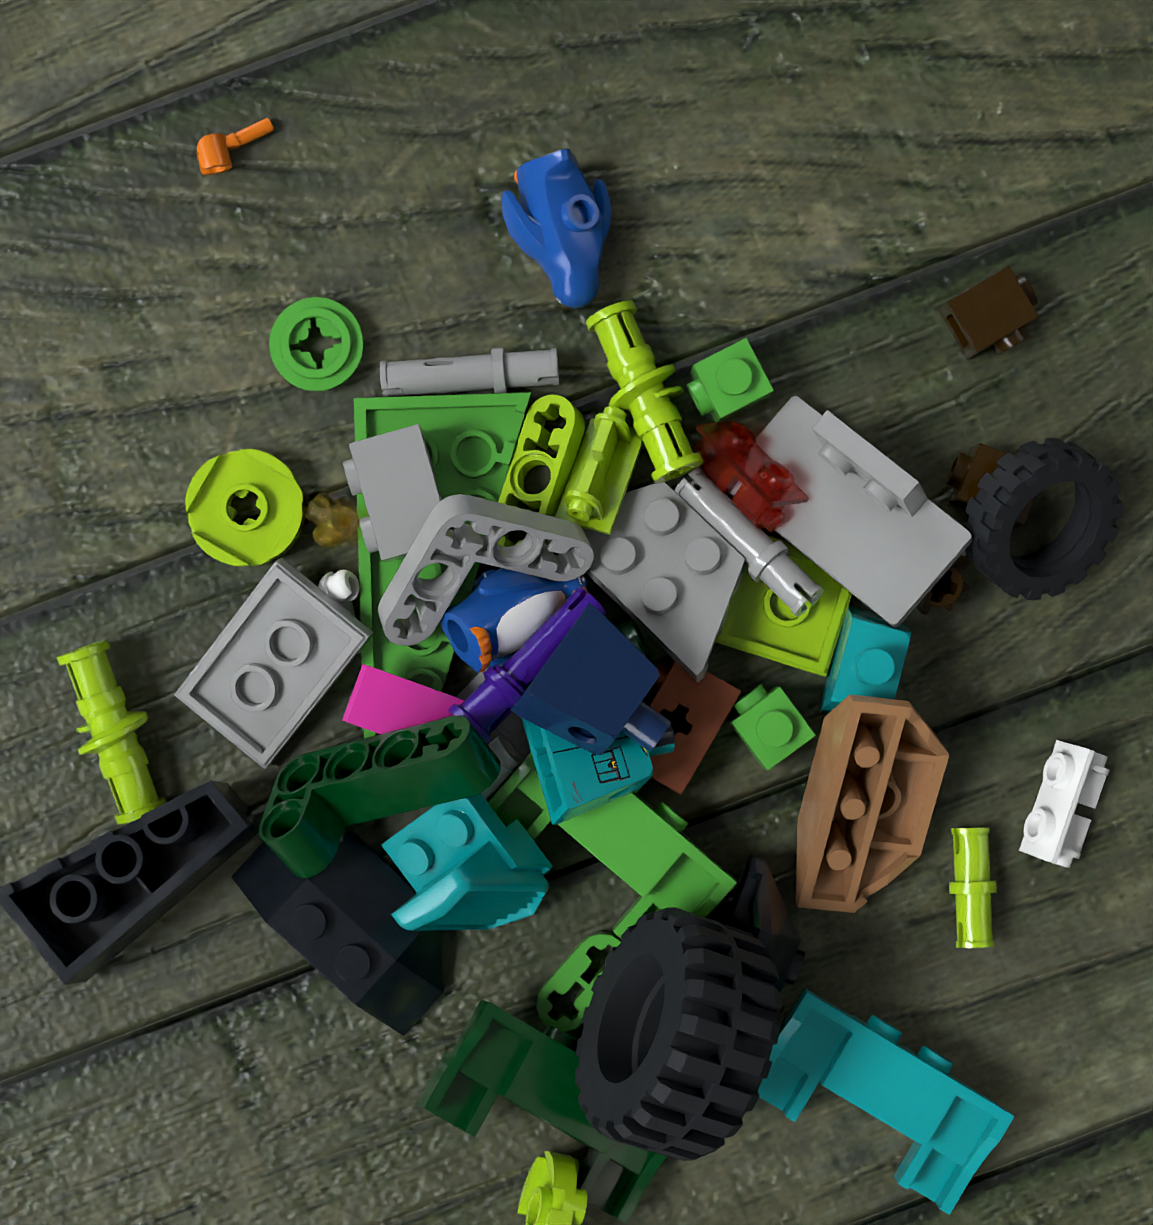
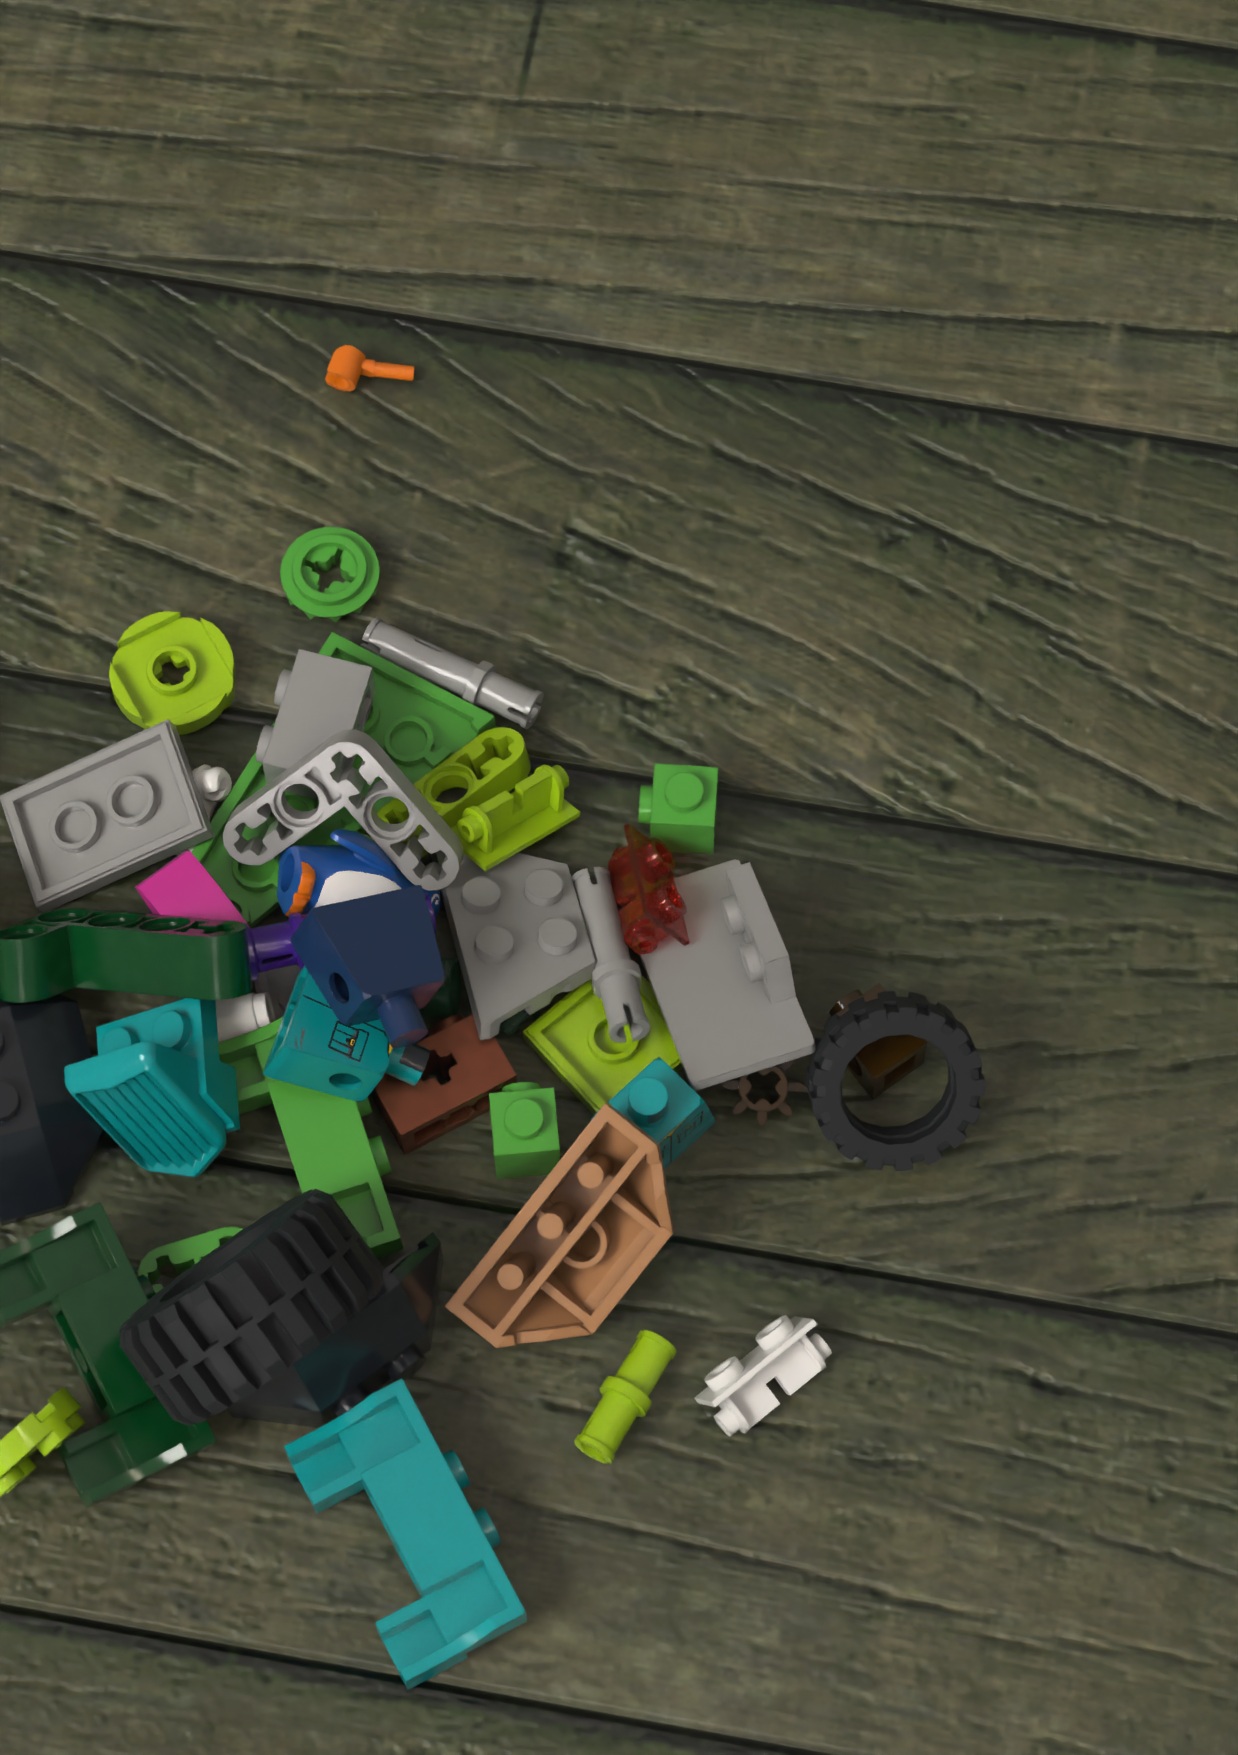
camera: 30 degrees right, 20 degrees down
(332, 521) = (241, 724): clear yellow arm -> none
(560, 224) = (615, 587): blue animal -> none
(643, 391) = (599, 773): lime piece -> none
(991, 313) = (965, 886): dark brown brick -> none

